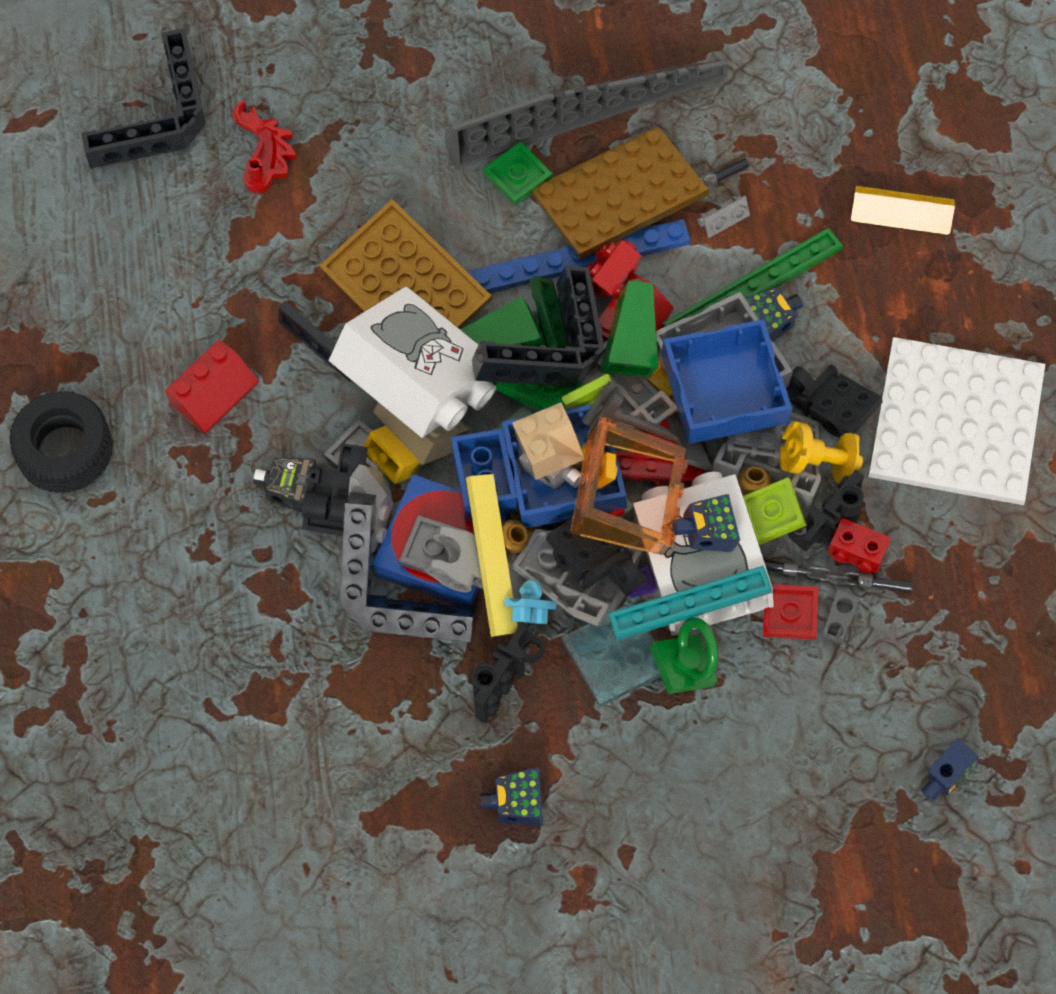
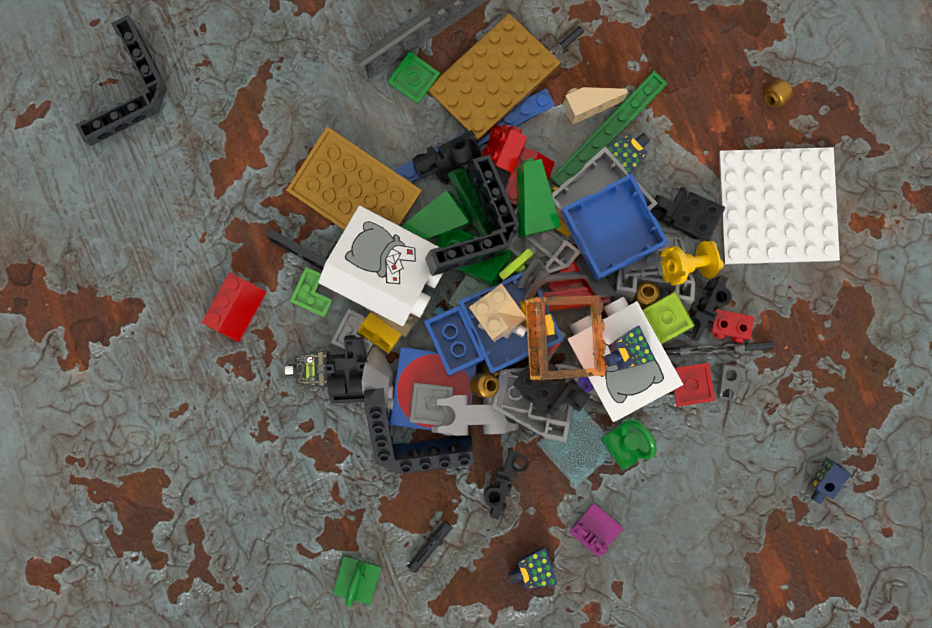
camera: 15 degrees left, 20 degrees up
(54, 412) = (111, 372): black tyre -> none
(270, 154) = (223, 100): red animal -> none
(273, 758) = (356, 581): none -> green tile
(309, 393) = (306, 295): none -> bright green plate
(392, 730) = (415, 564): none -> black pin
(491, 553) = (477, 406): light yellow tile -> none
(529, 607) = (511, 434): medium azure hips -> none
(540, 260) = (451, 156): none -> black plate
(614, 769) = (596, 530): none -> magenta hinge
(690, 603) = (627, 409): teal tile -> none
(728, 215) = (581, 71): light grey hinge -> none
(737, 241) = (590, 101): none -> tan slope
(903, 210) = (705, 42): panel -> none
(985, 285) = (778, 93): none -> pearl gold head

